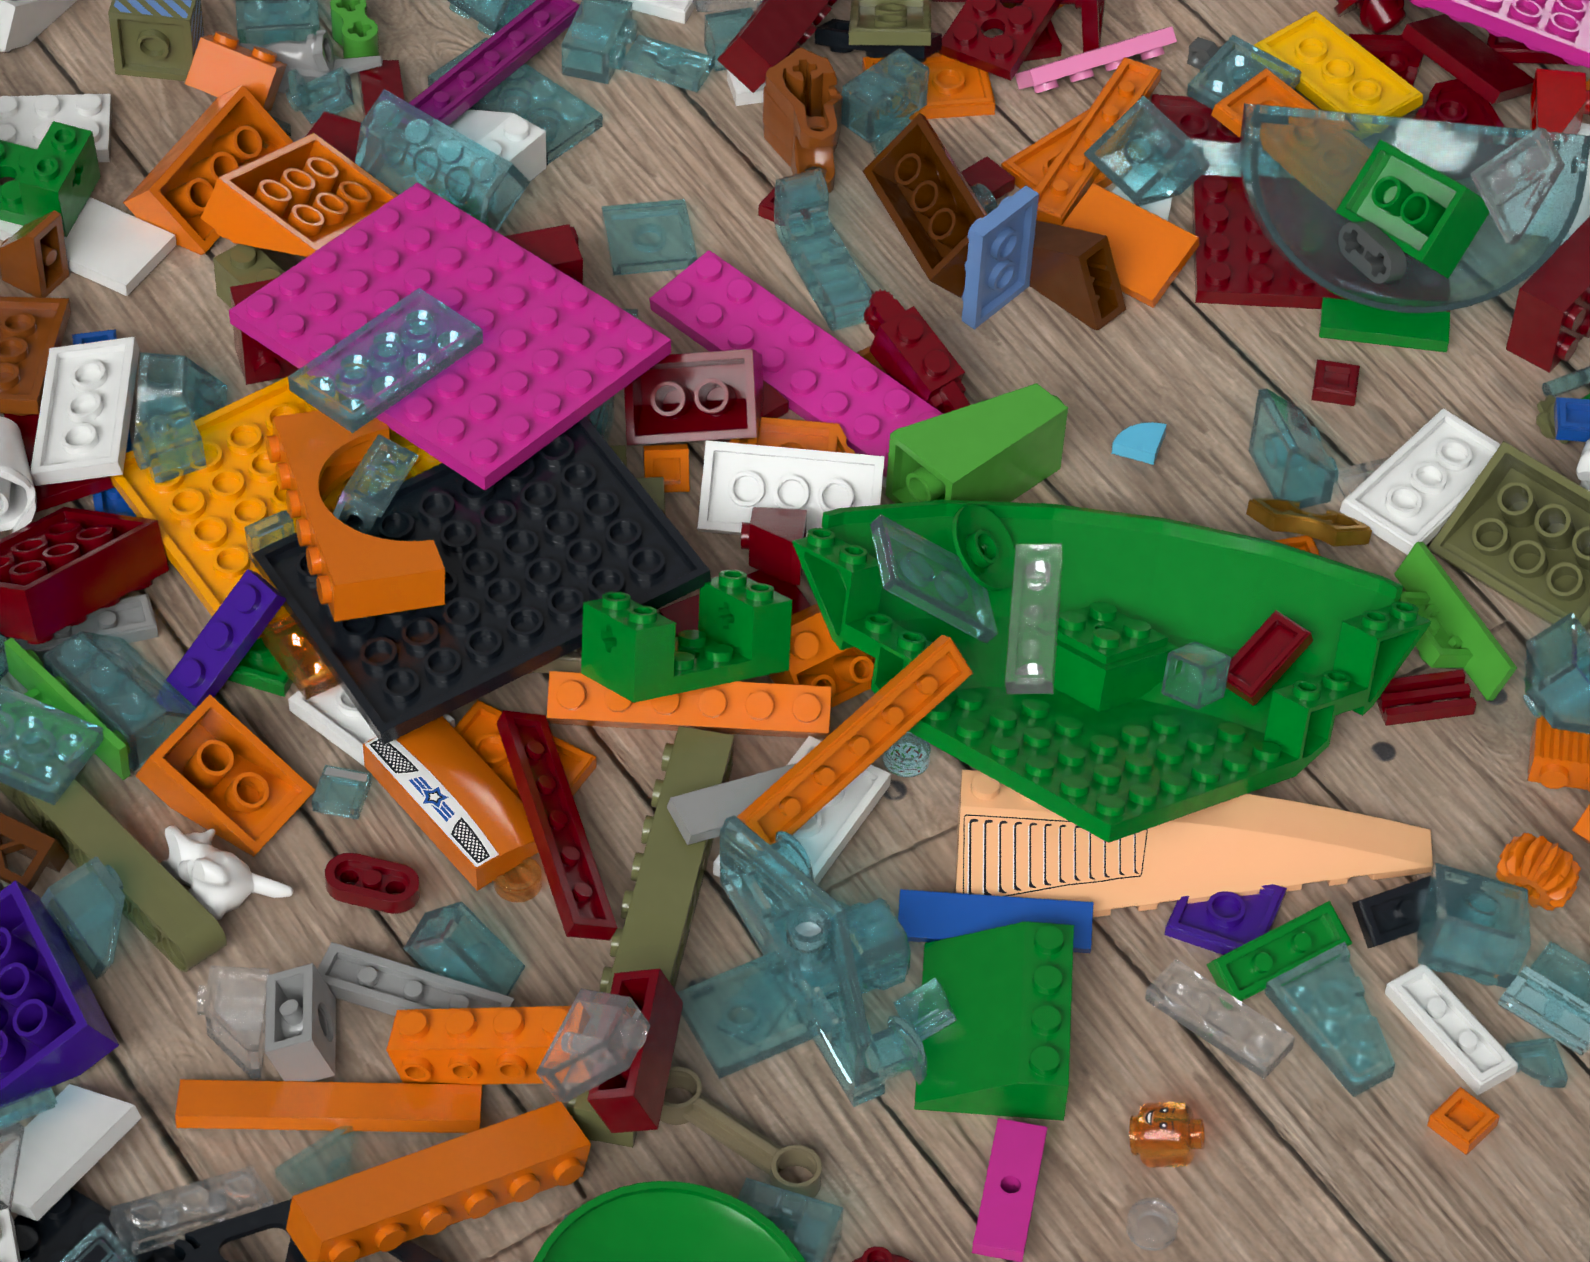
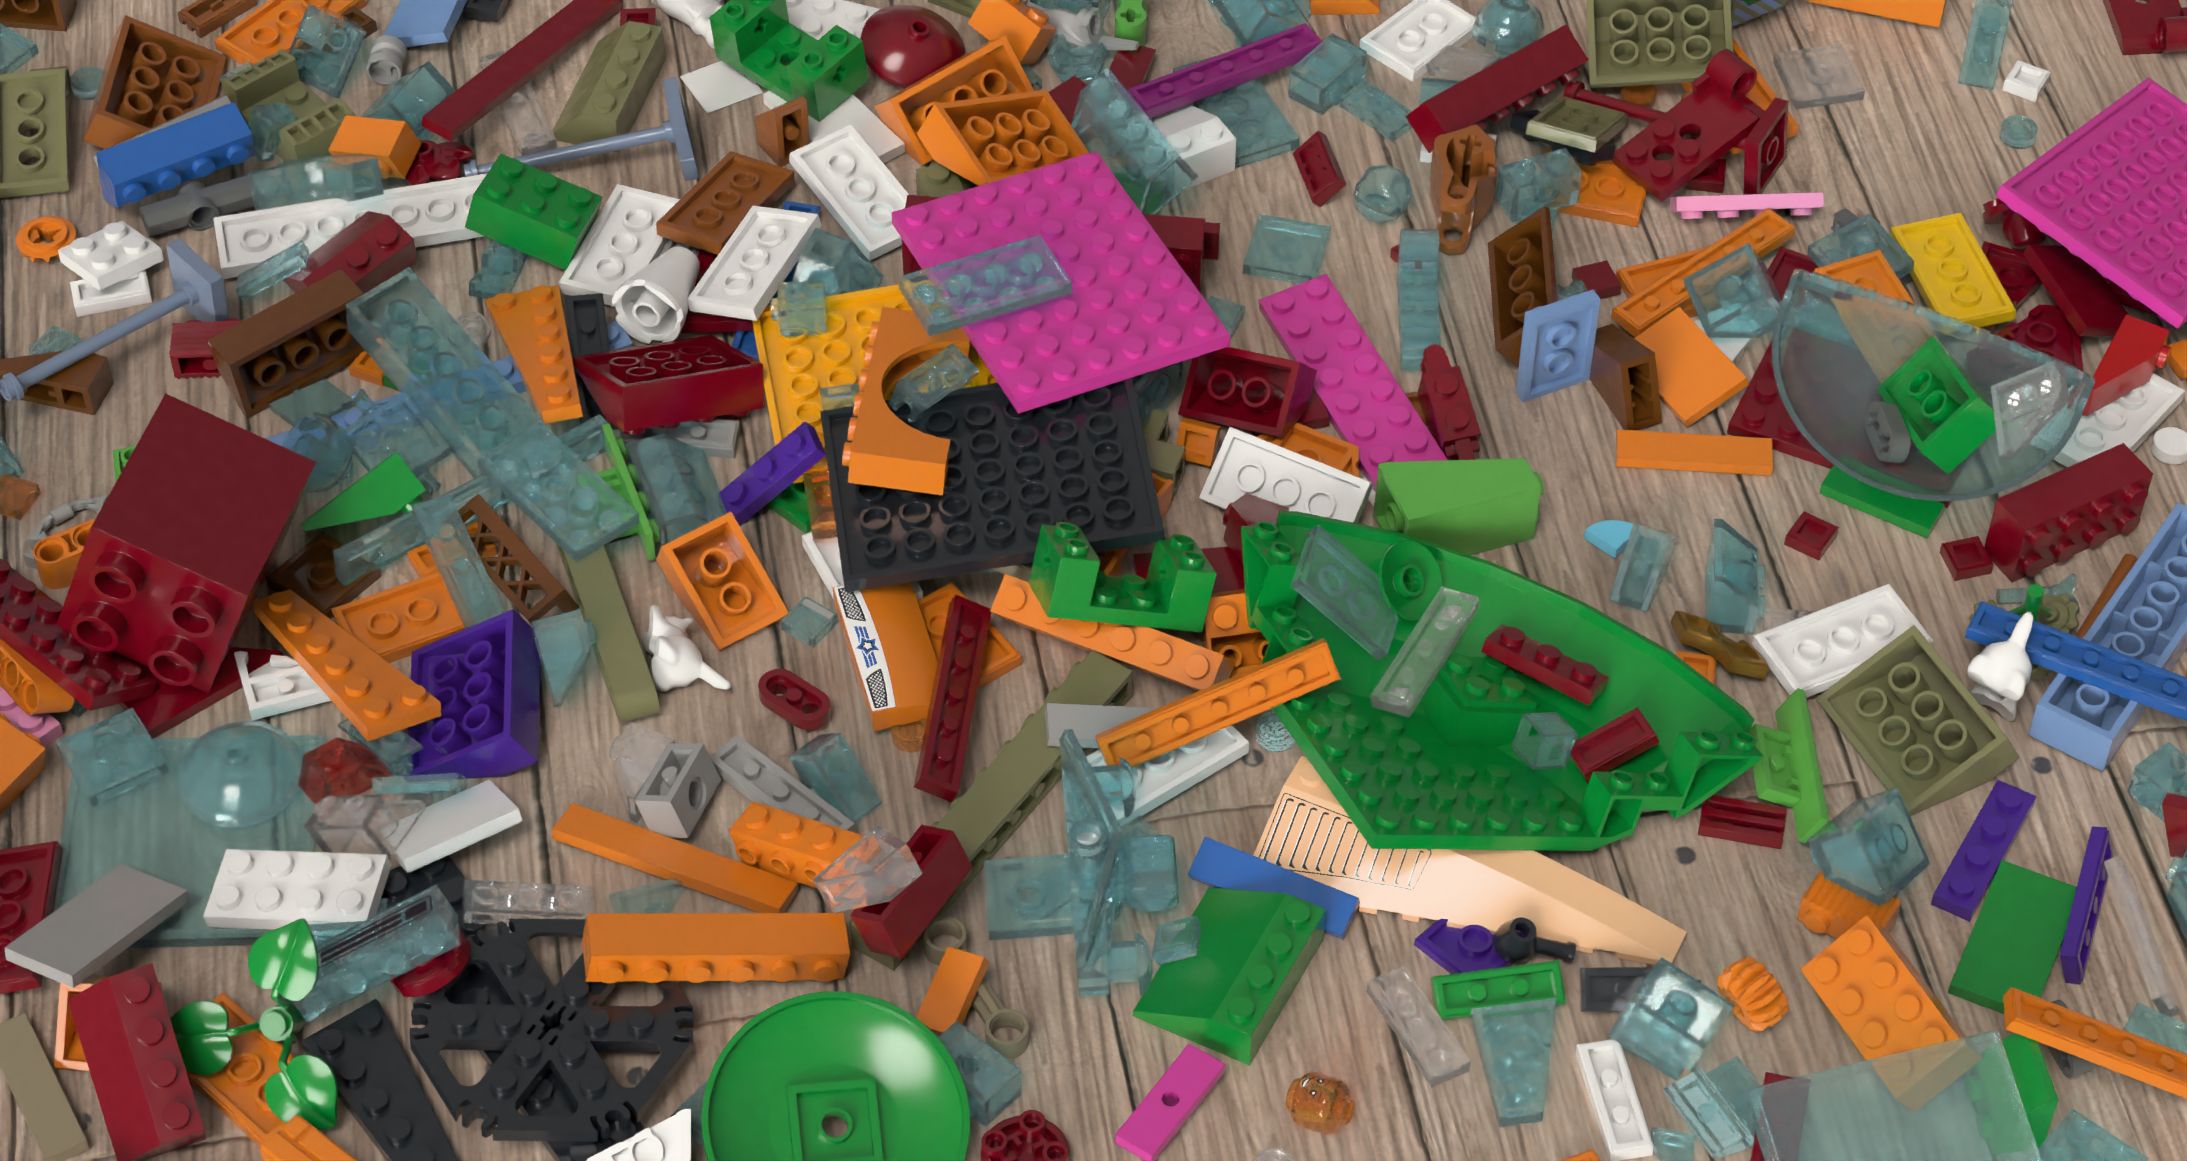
camera: 25 degrees right, 0 degrees up
(129, 123) = (909, 43): none -> dark red dish
(152, 299) = (853, 188): none -> white plate
(641, 141) = (1319, 168): none -> dark red plate
(718, 1144) = (952, 989): none -> orange tile
(724, 149) = (1382, 194): none -> clear light blue hair
(1156, 594) = (1545, 664): none -> dark red plate
(1176, 331) = (1694, 452): none -> orange tile
(1193, 464) = (1643, 566): none -> clear light blue slope
(1277, 890) = (1520, 949): none -> black bar
(1496, 361) = (1966, 558): none -> dark red tile

